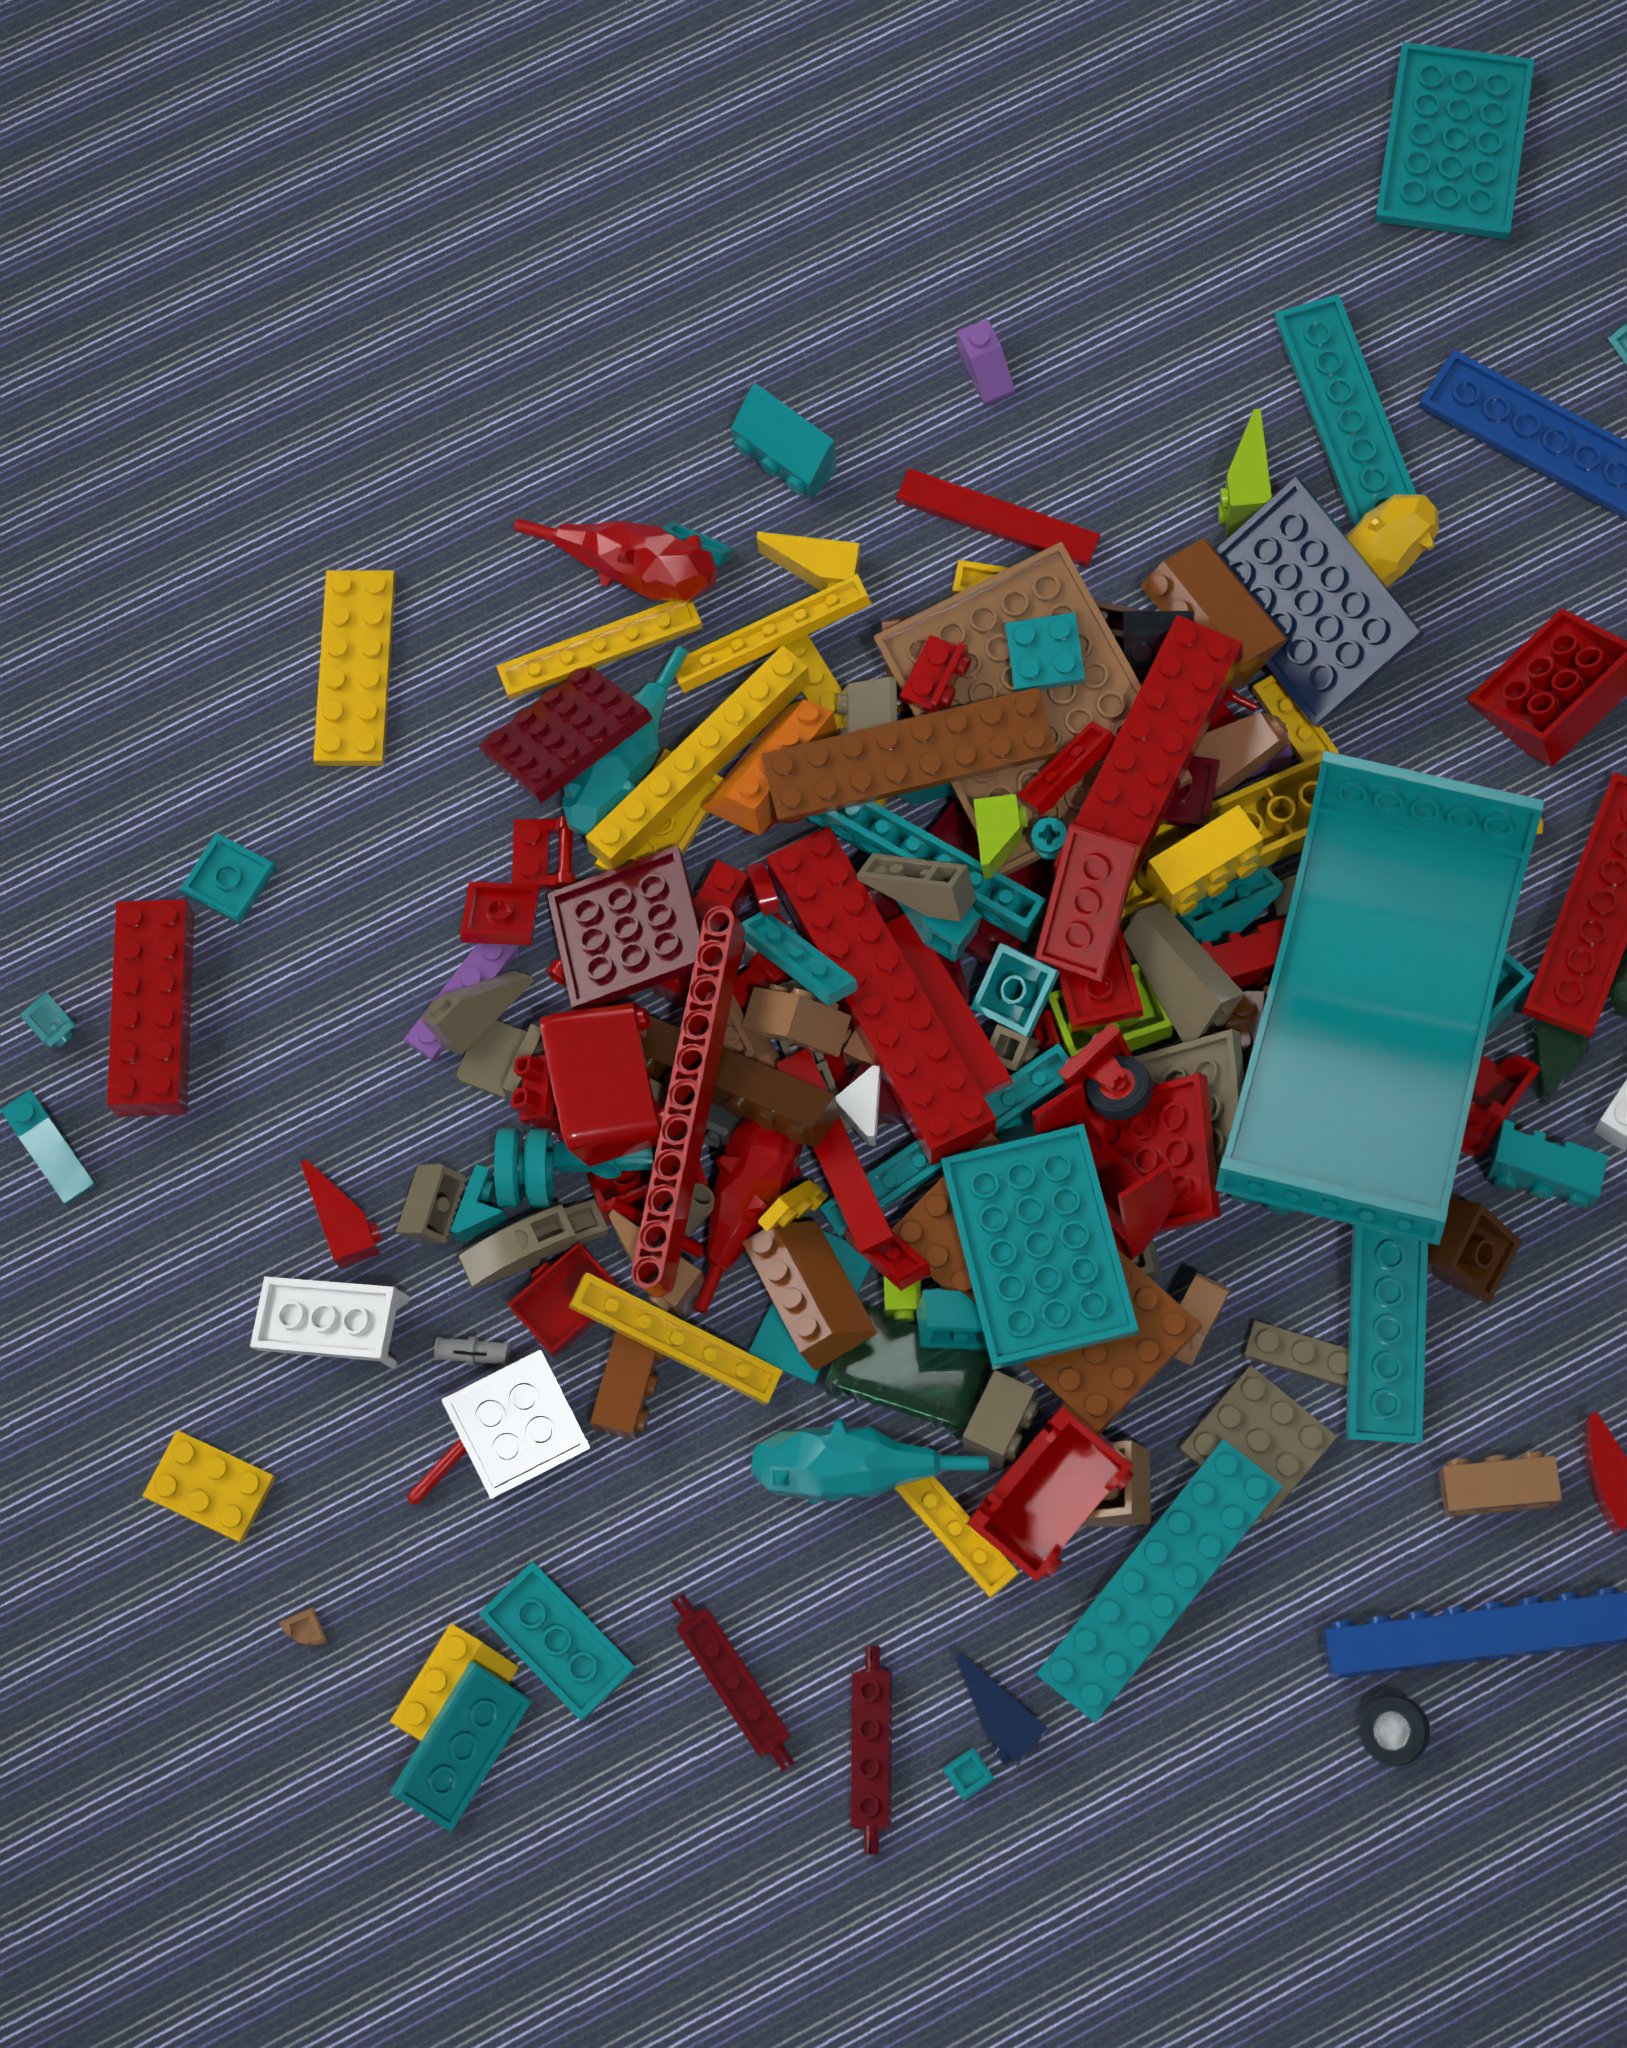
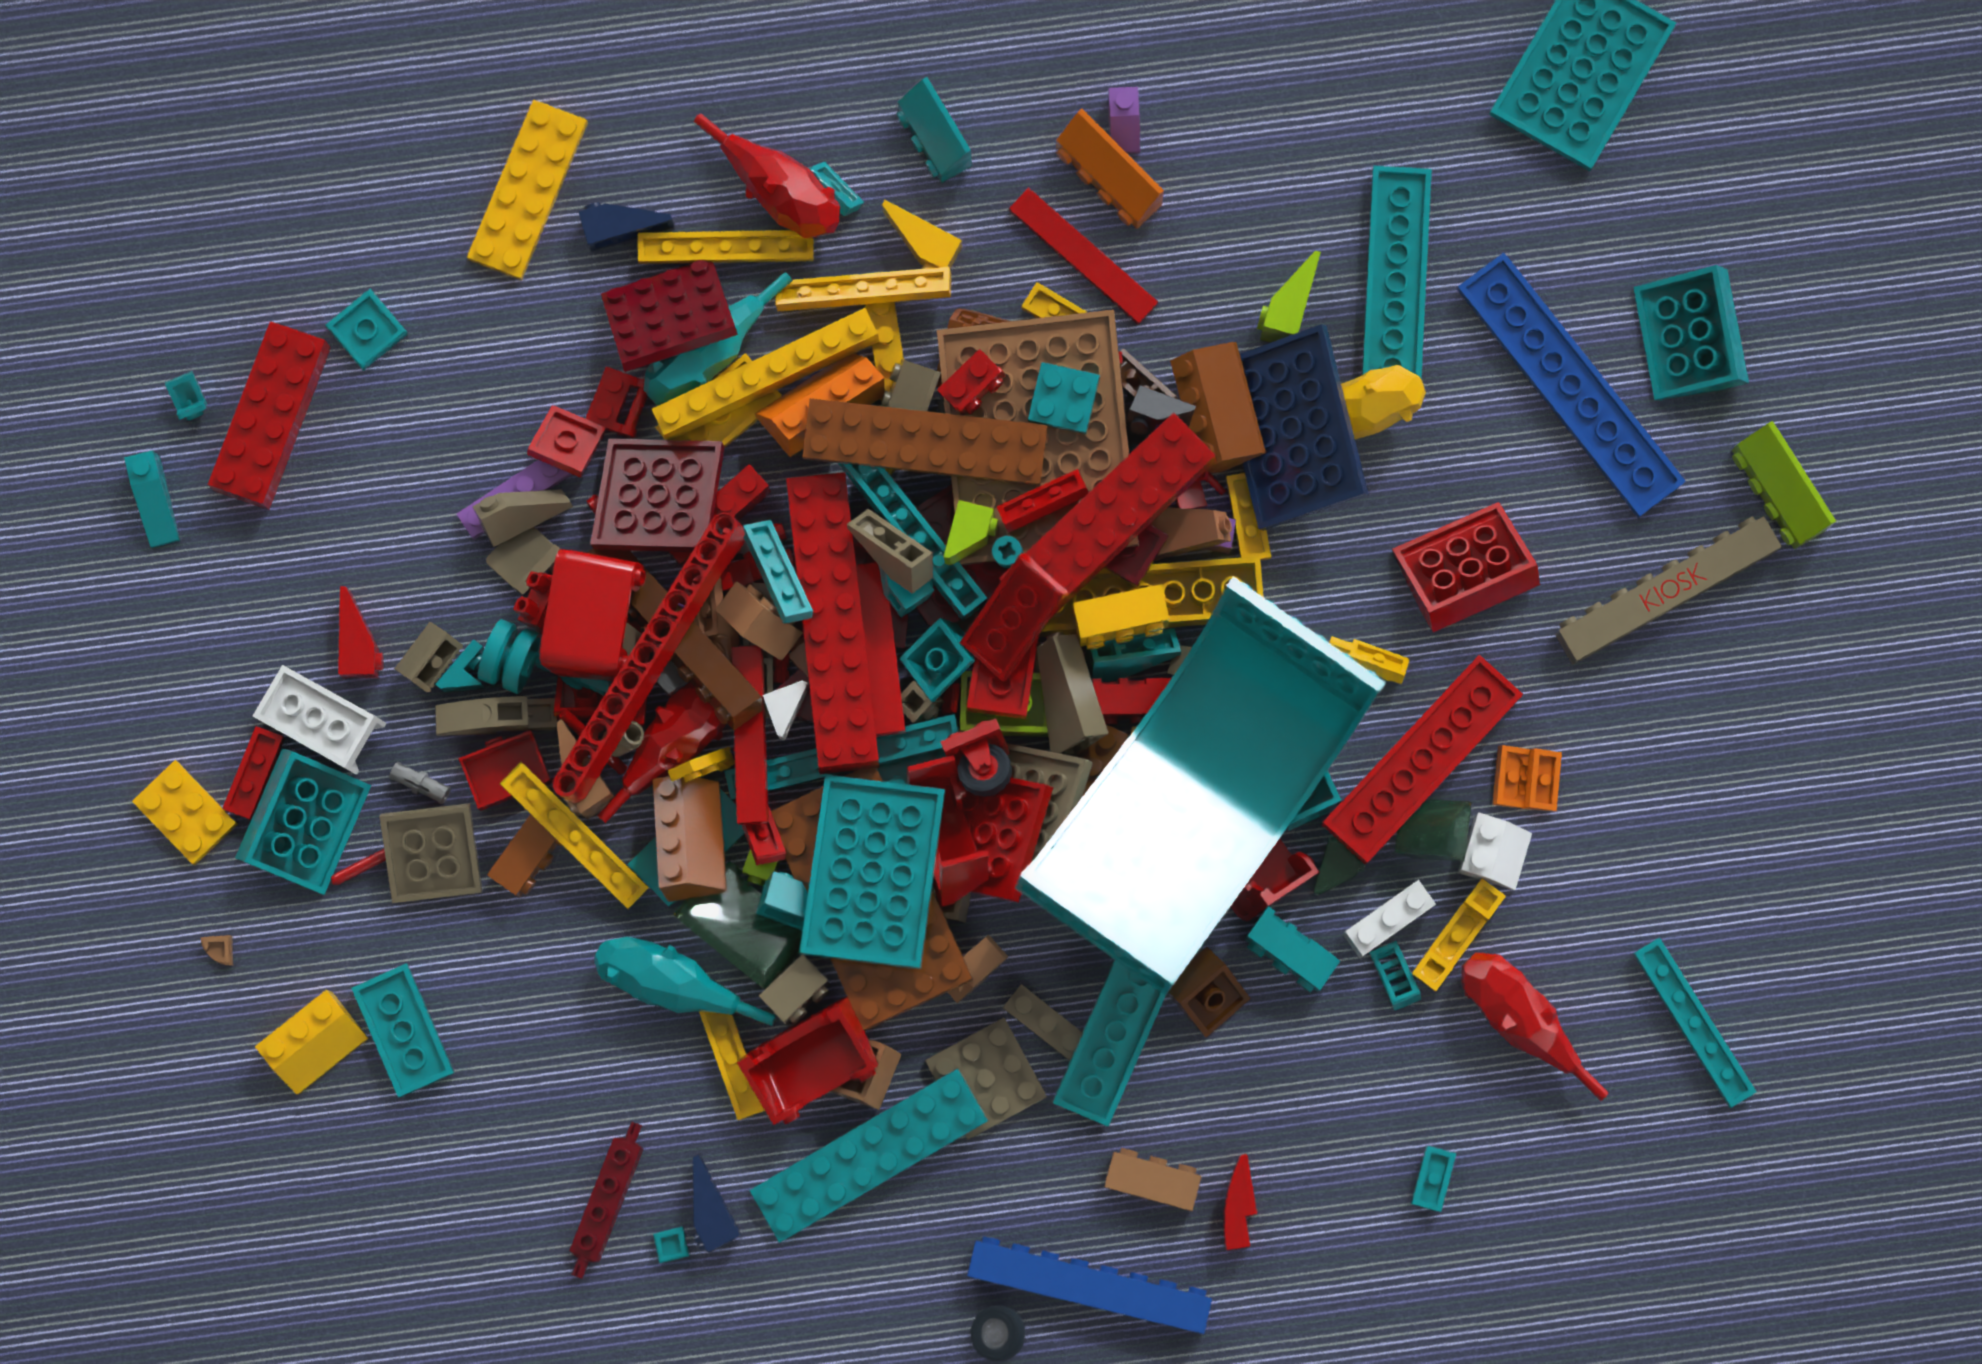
camera: 15 degrees right, 10 degrees up
(274, 1411) = (253, 773): none -> red plate
(351, 1444) = (303, 821): none -> teal slope
(460, 1746) = (301, 1084): teal tile -> none
(470, 664) = (614, 224): none -> dark blue slope
(733, 1682) = (522, 1111): dark red plate -> none
(763, 889) = (775, 501): red beam -> none
(991, 414) = (1109, 170): none -> orange slope

